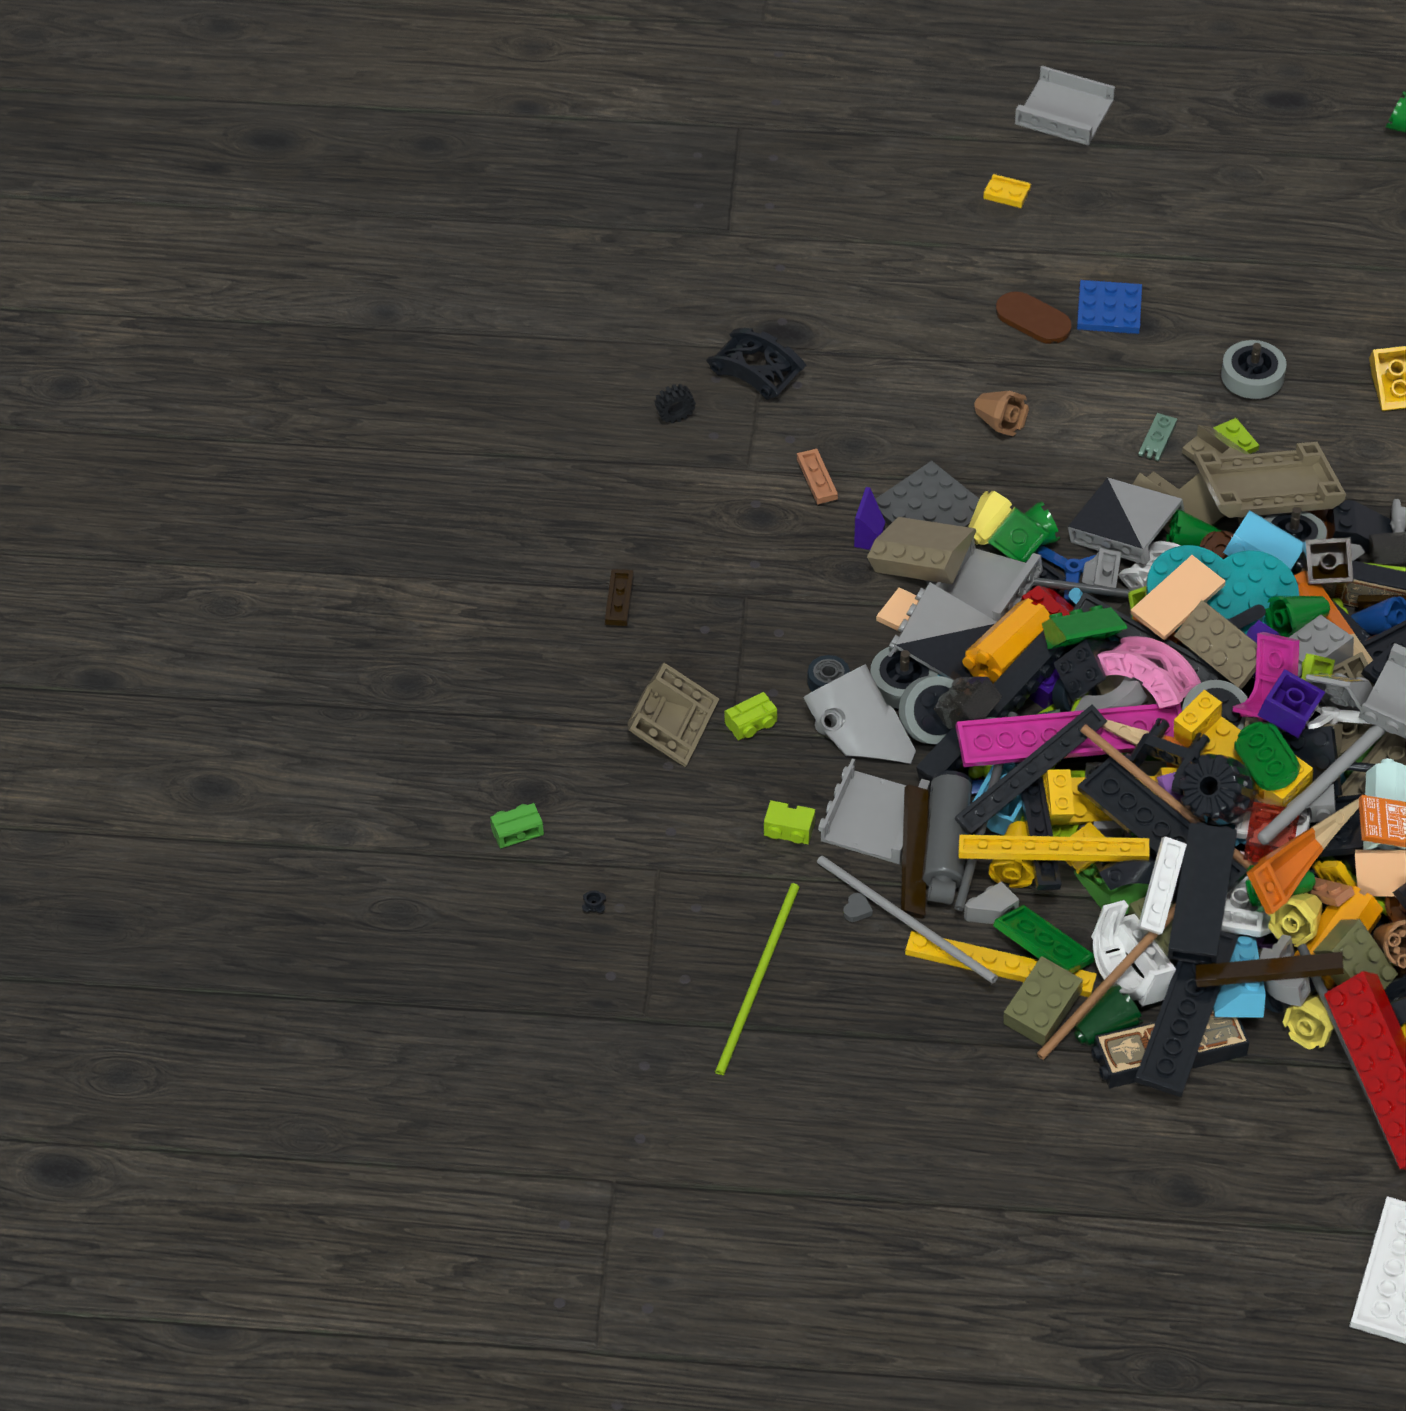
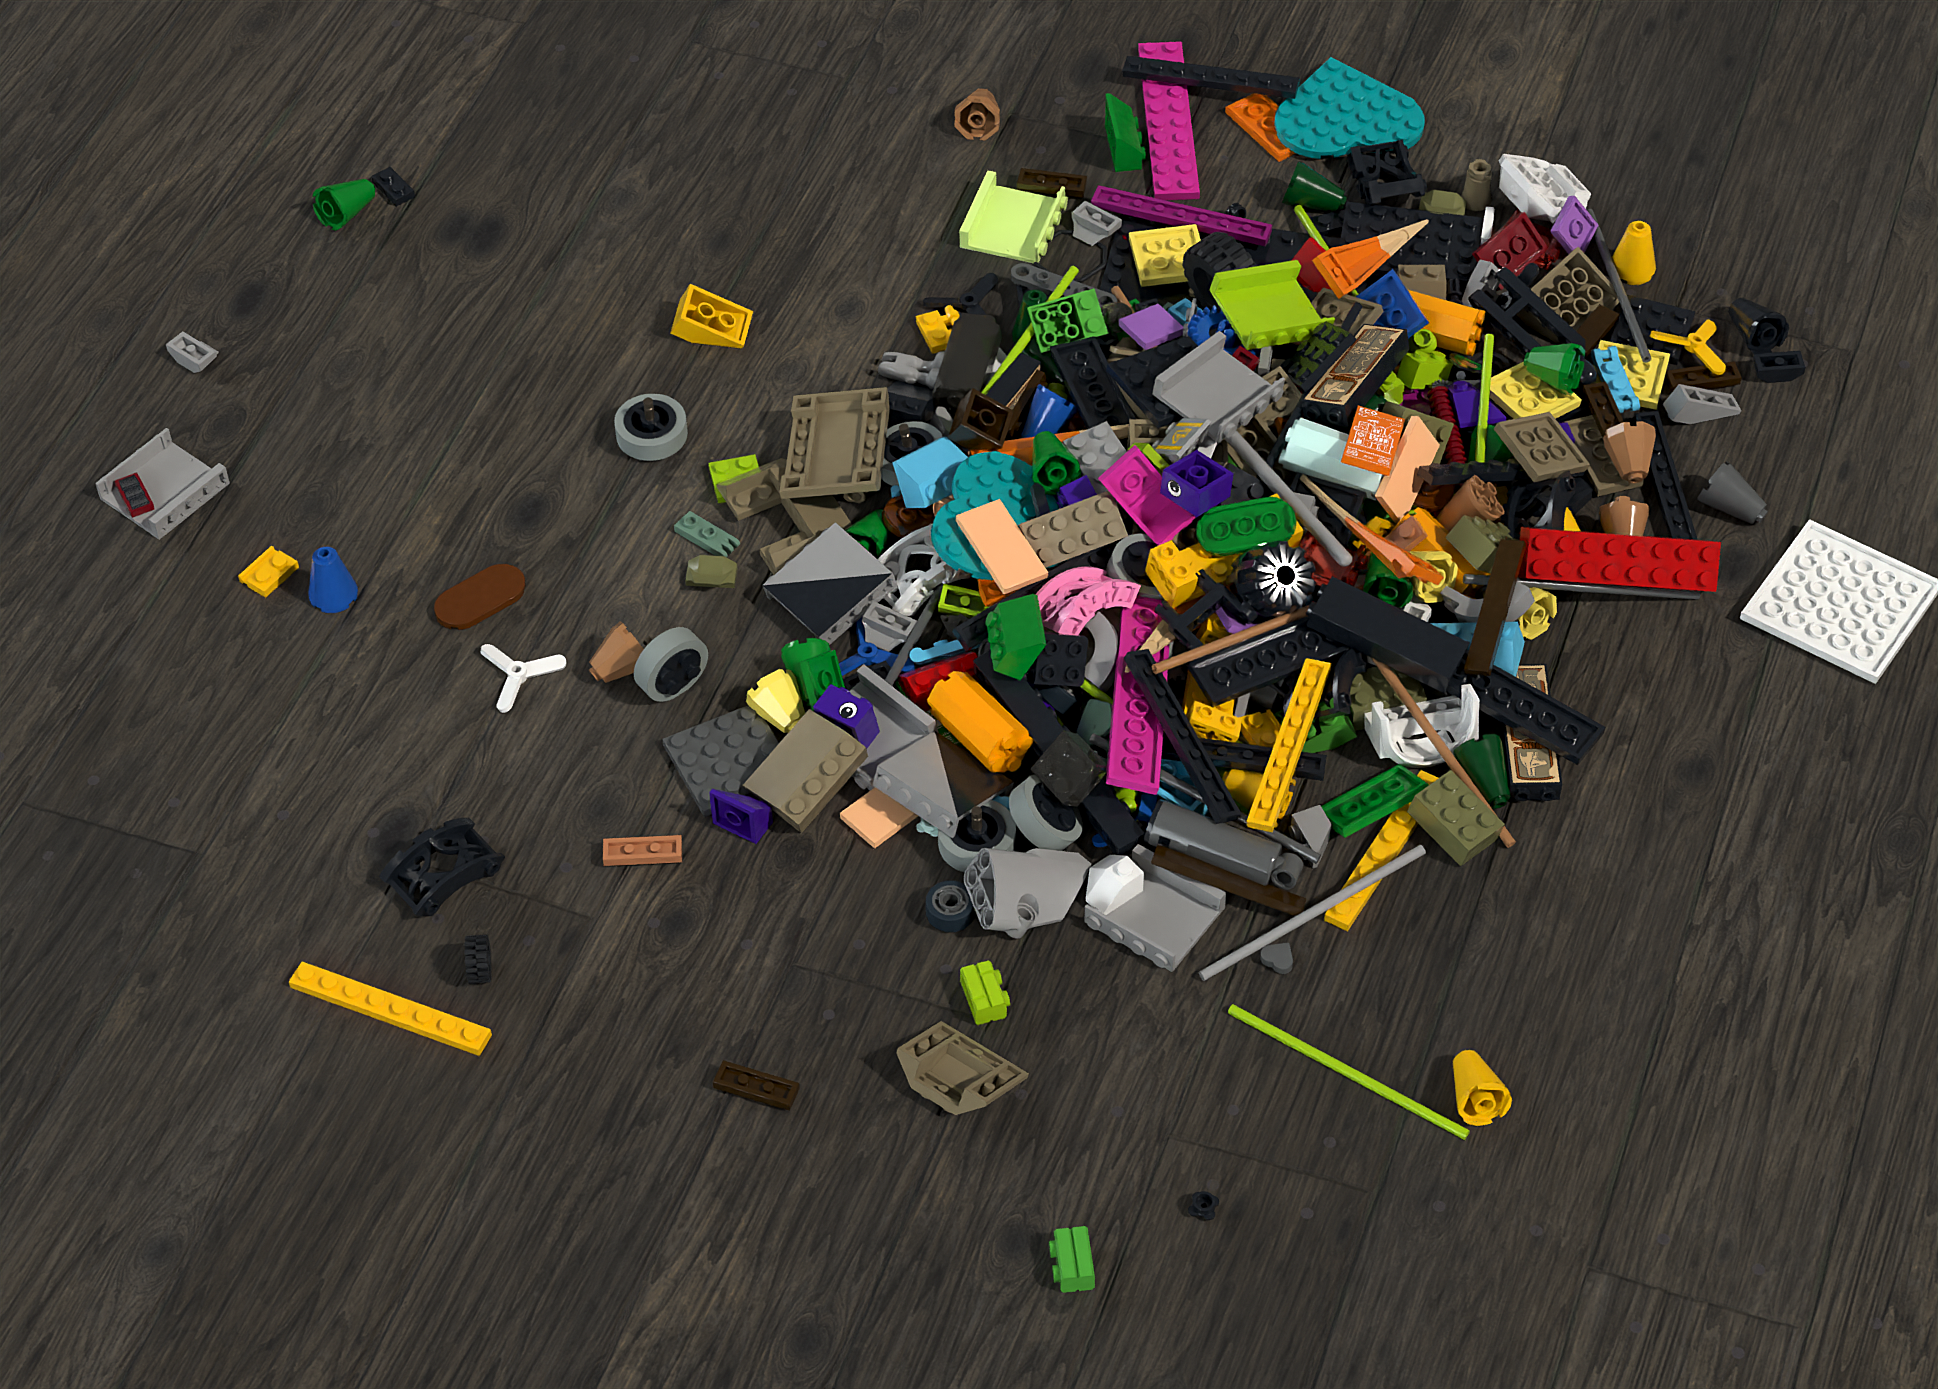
camera: 75 degrees left, 0 degrees up
(623, 374) = (390, 1008): none -> yellow plate
(759, 1064) = (1478, 1090): none -> yellow cone
(789, 823) = (1147, 994): lime brick -> none
(888, 778) = (1113, 883): none -> white slope
(966, 360) = (519, 672): none -> white piece
(982, 559) = (848, 713): none -> dark purple brick
(994, 437) = (670, 663): none -> light grey wheel
(1003, 223) = (330, 582): none -> blue cone
(1047, 94) = (134, 495): none -> tile
(1109, 306) = (494, 526): blue plate -> none
(1116, 449) = (711, 572): none -> olive slope
(1162, 885) = (1370, 663): white plate -> none
(1209, 82) = (191, 352): none -> light grey slope

